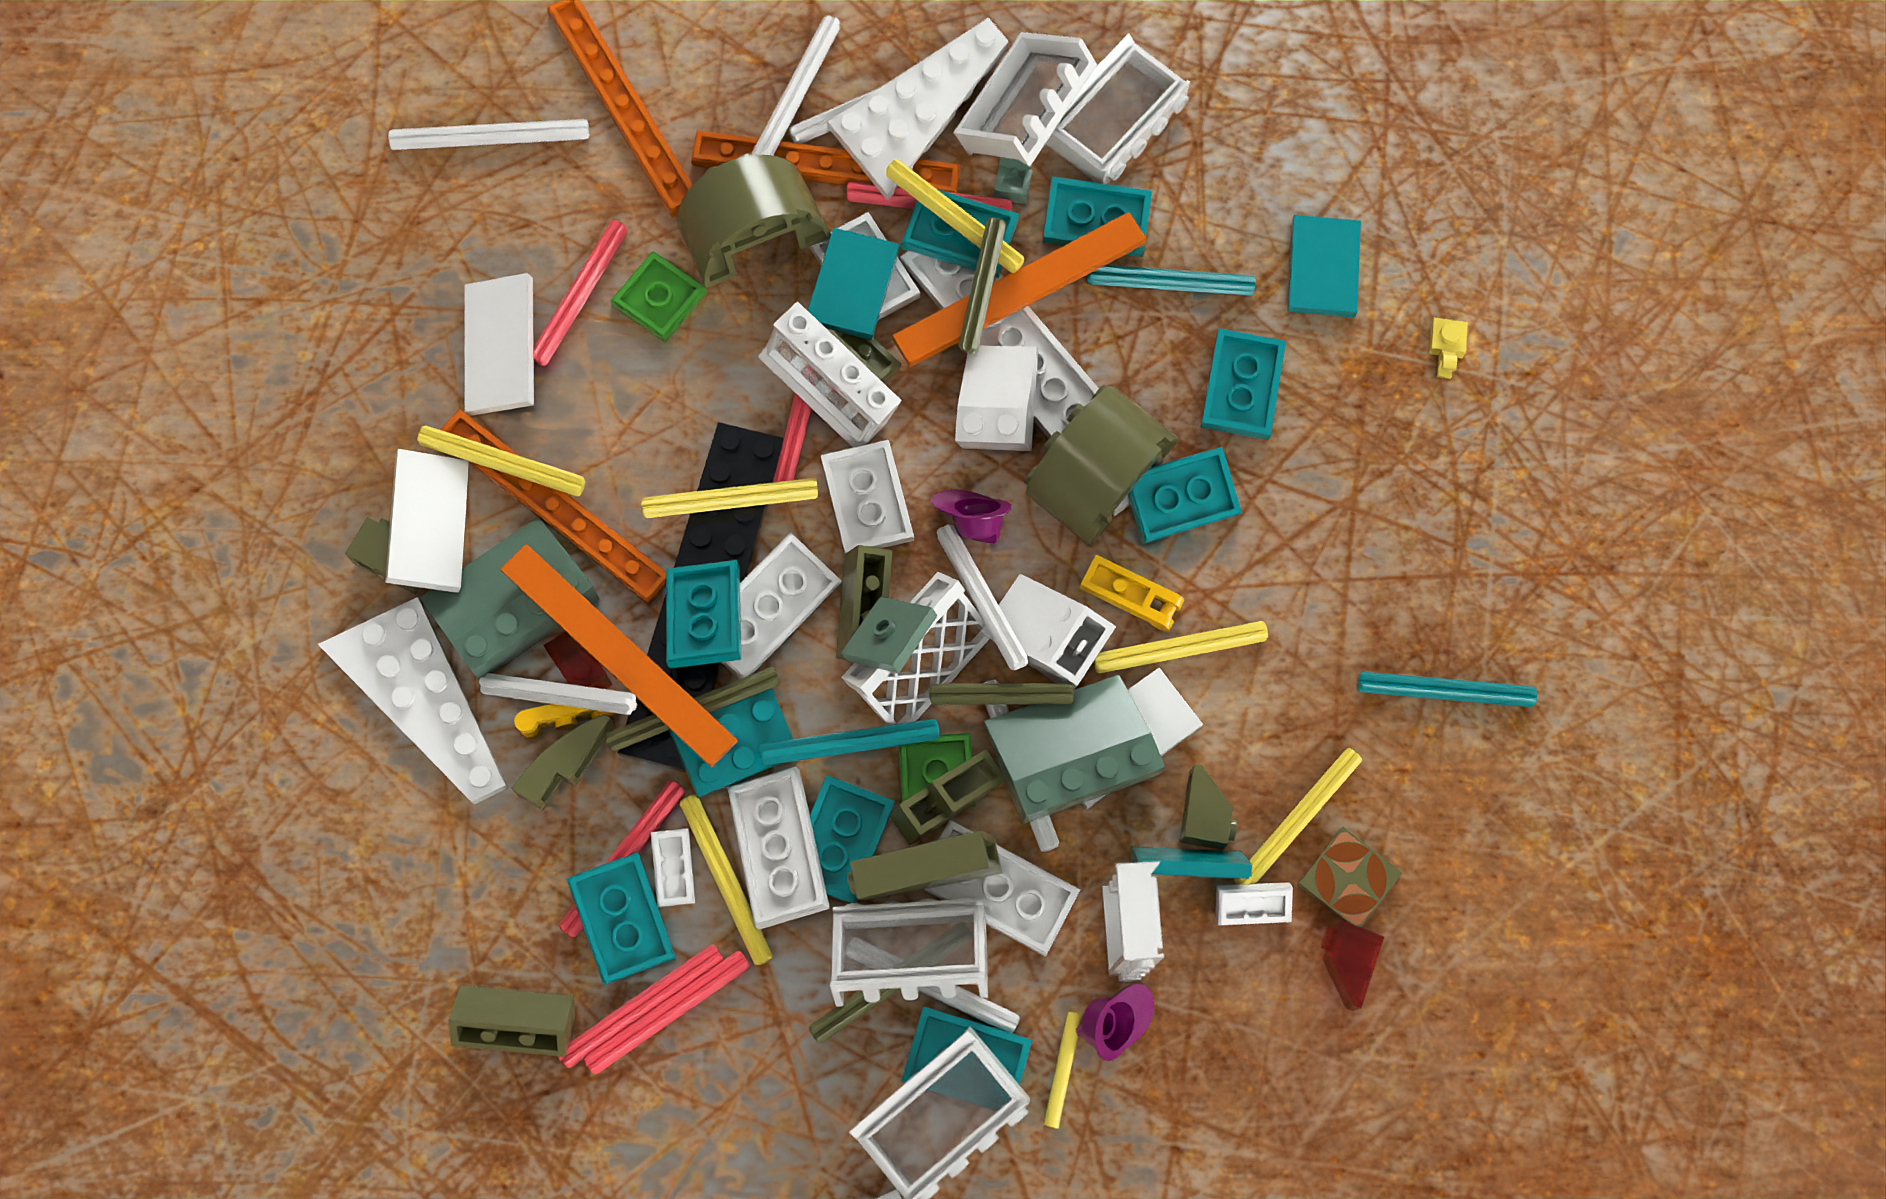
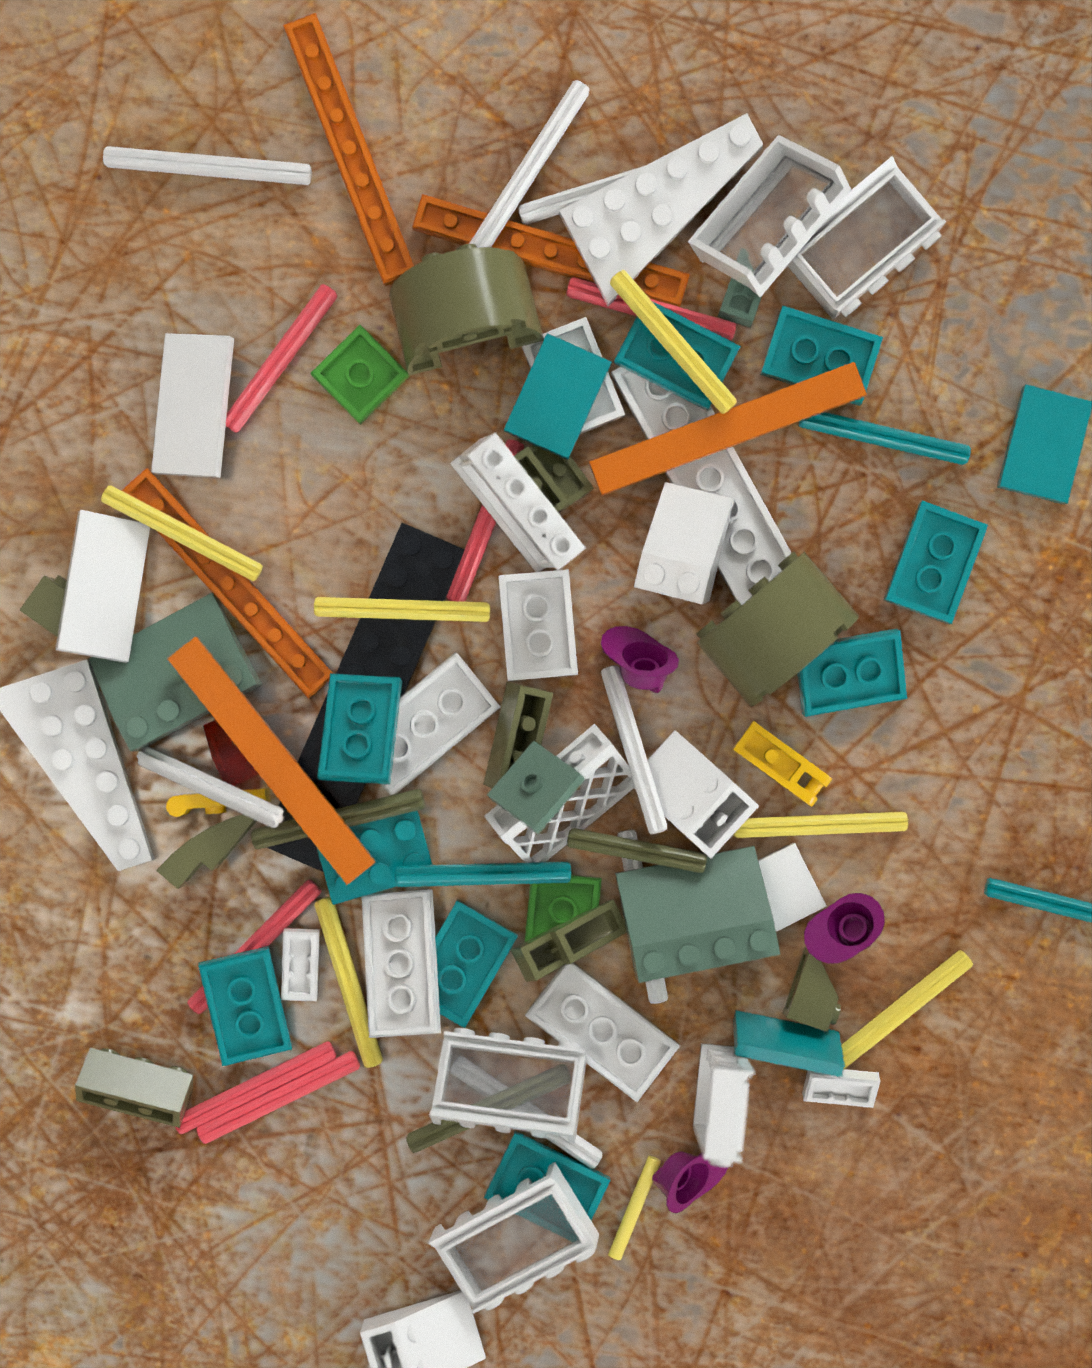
camera: 15 degrees right, 15 degrees up
(925, 866) = (537, 1010): olive slope -> none
(982, 285) = (688, 426): olive axle -> none
(1226, 738) = (844, 928): none -> magenta piece
(1349, 878) = (936, 1075): tile -> none
(1351, 960) = (922, 1154): clear red slope -> none

